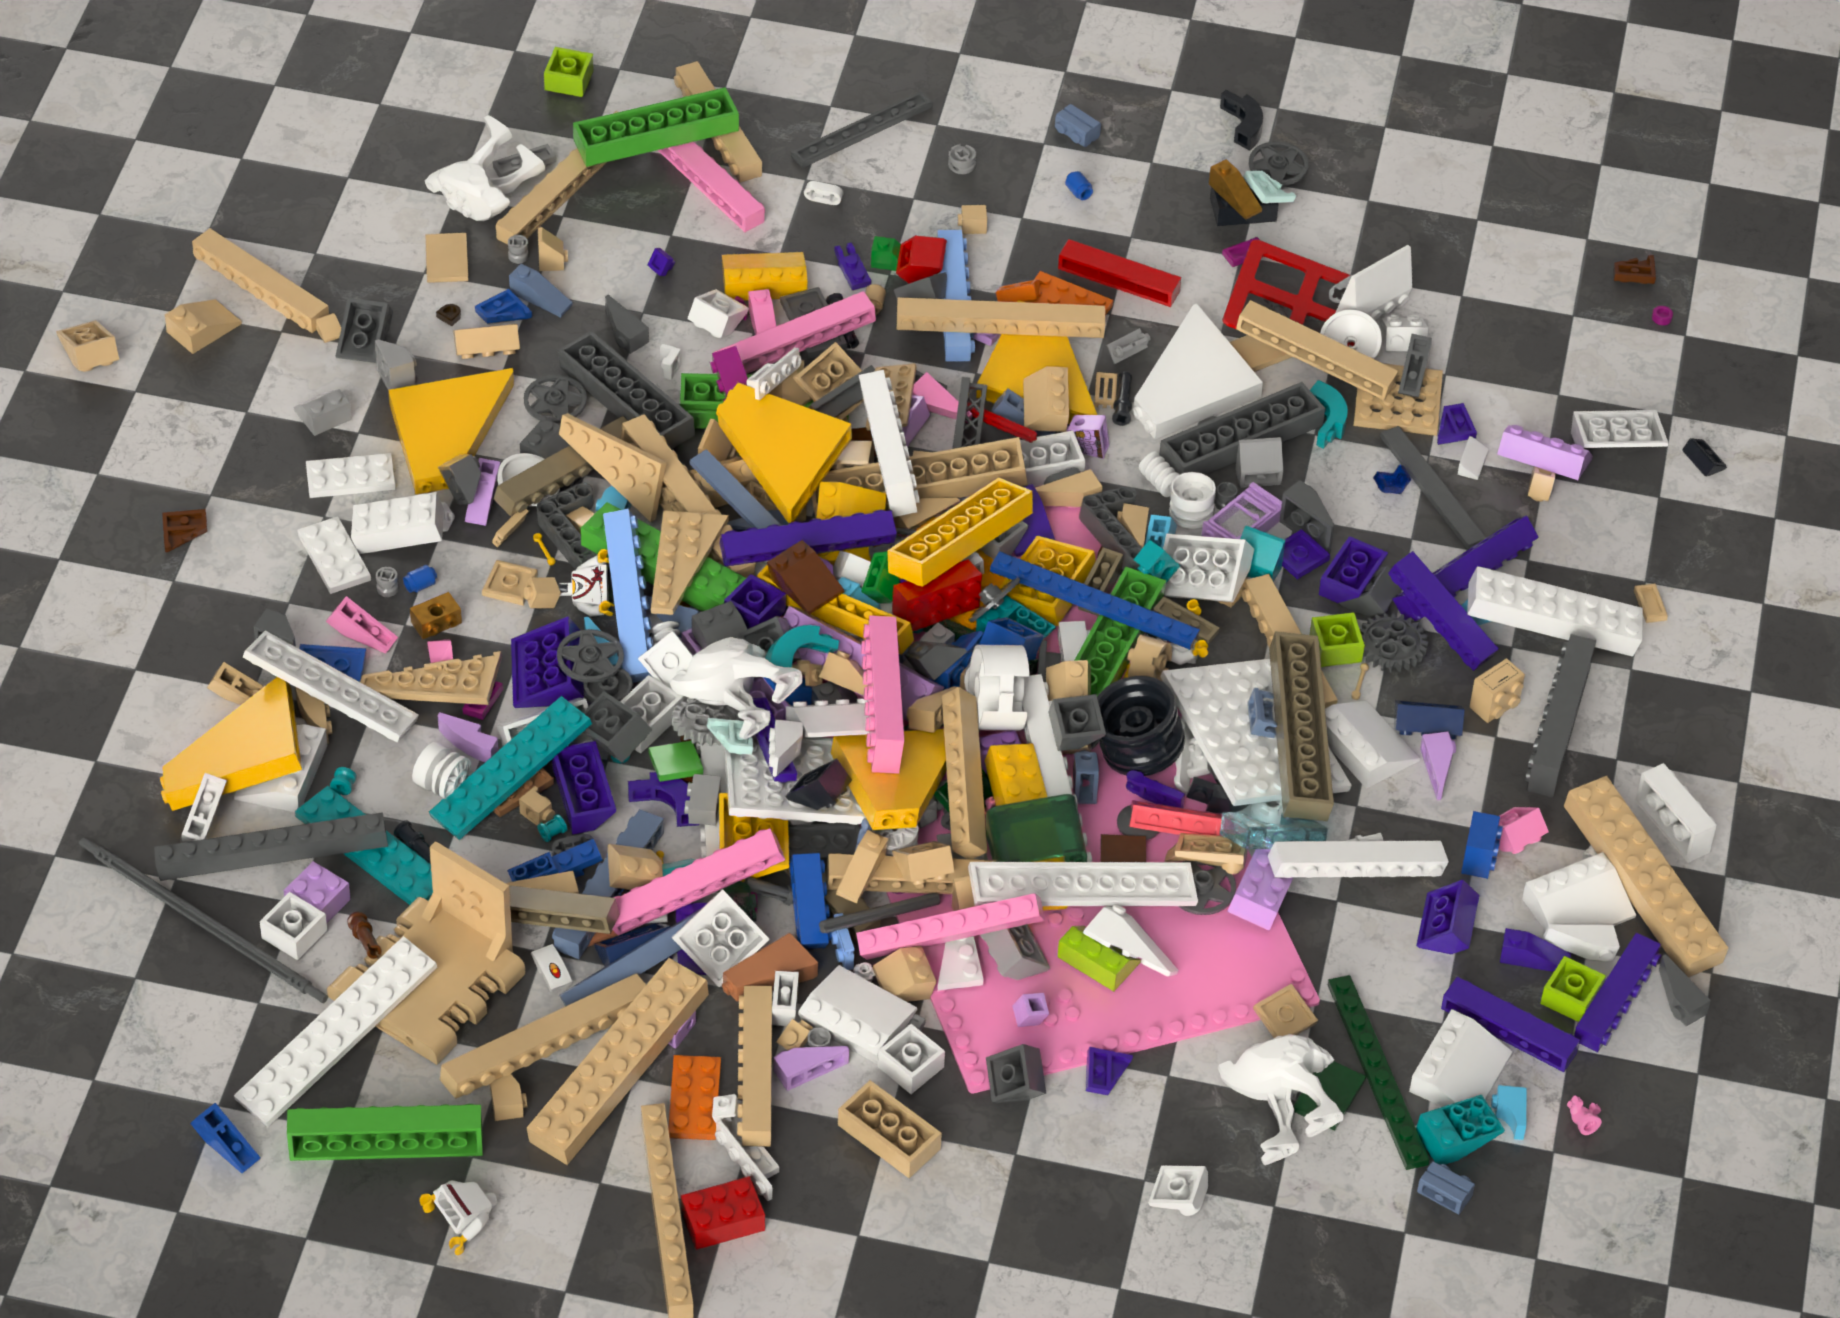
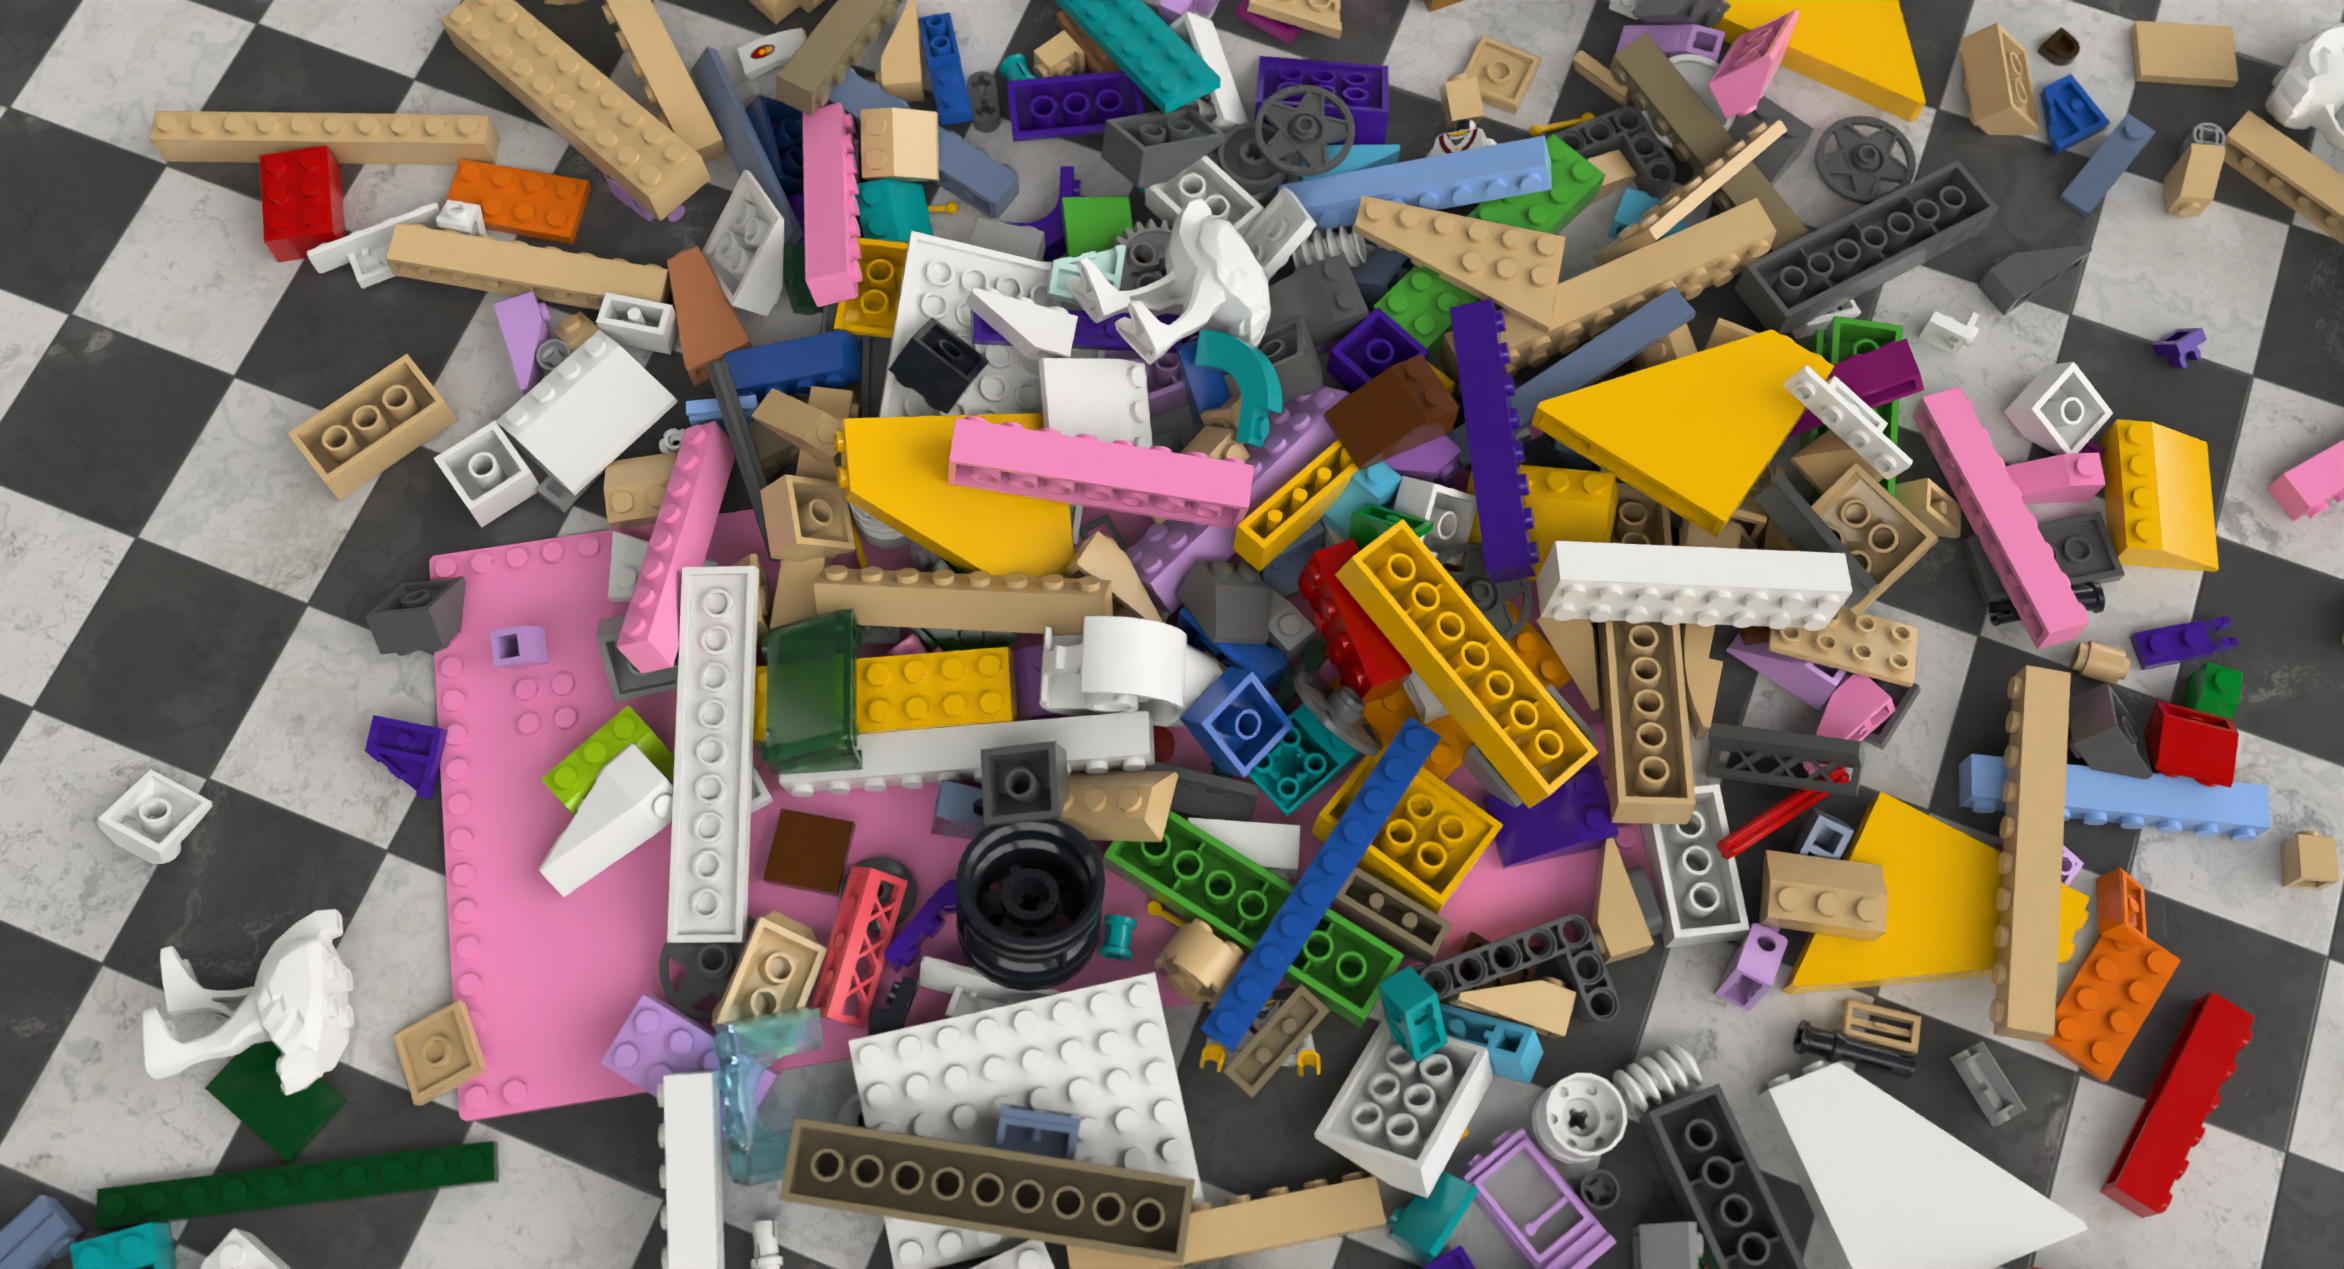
camera: 100 degrees right, 20 degrees up
(508, 434) = (1751, 65): none -> bright pink slope

